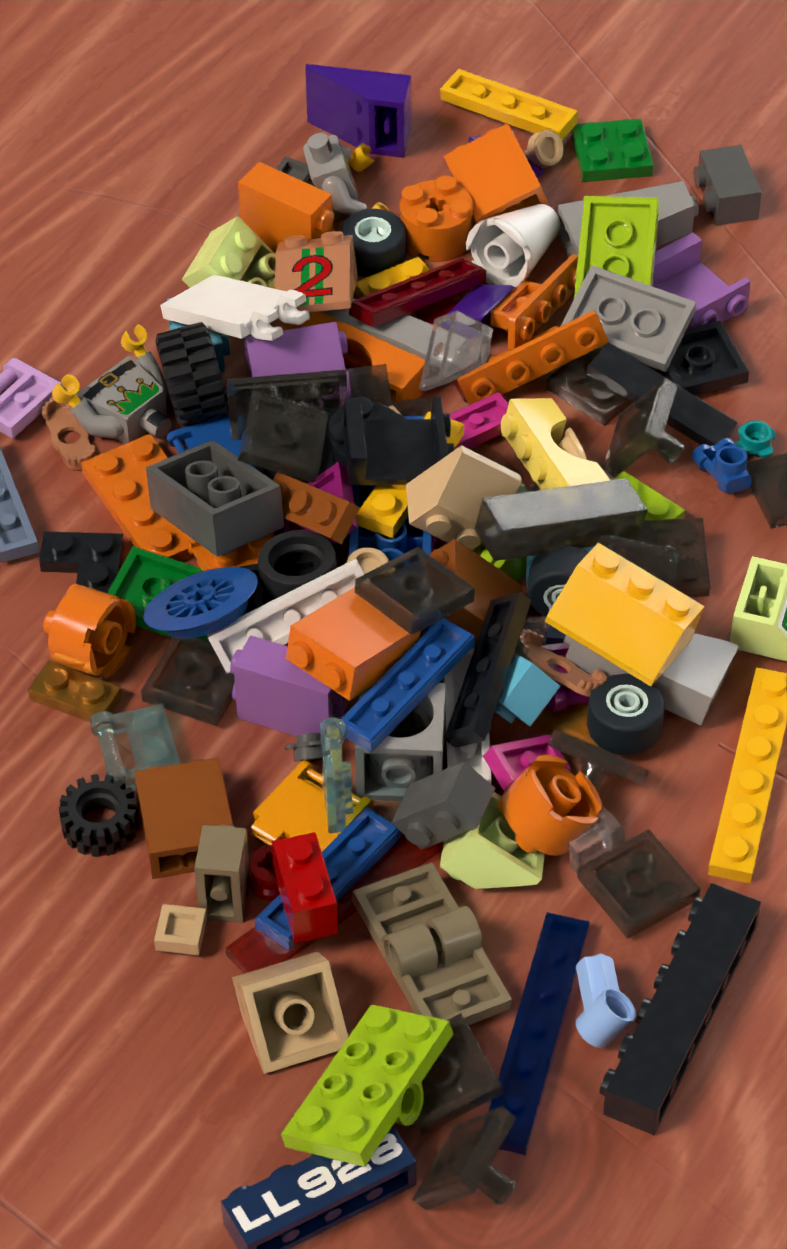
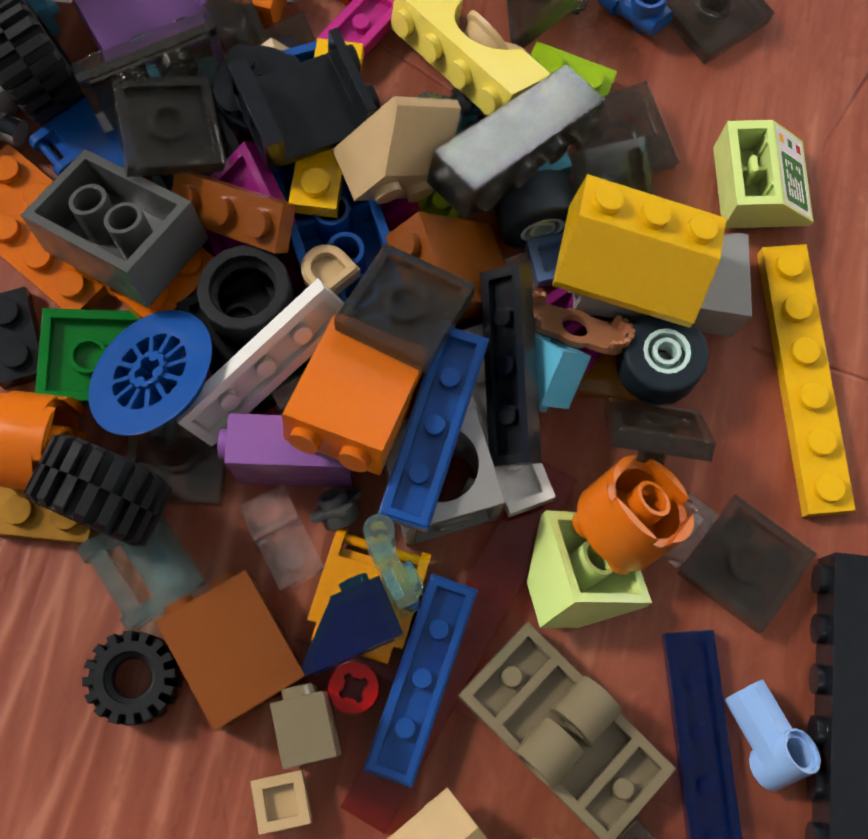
camera: 25 degrees left, 25 degrees up
(131, 659) = (99, 489): none -> black tyre
(256, 761) = (281, 538): none -> clear slope
(284, 812) = (352, 625): none -> clear blue slope
(305, 887) = (412, 729): red brick -> none
(443, 805) = (526, 563): dark grey brick -> none
(512, 758) = (578, 456): dark pink plate -> none

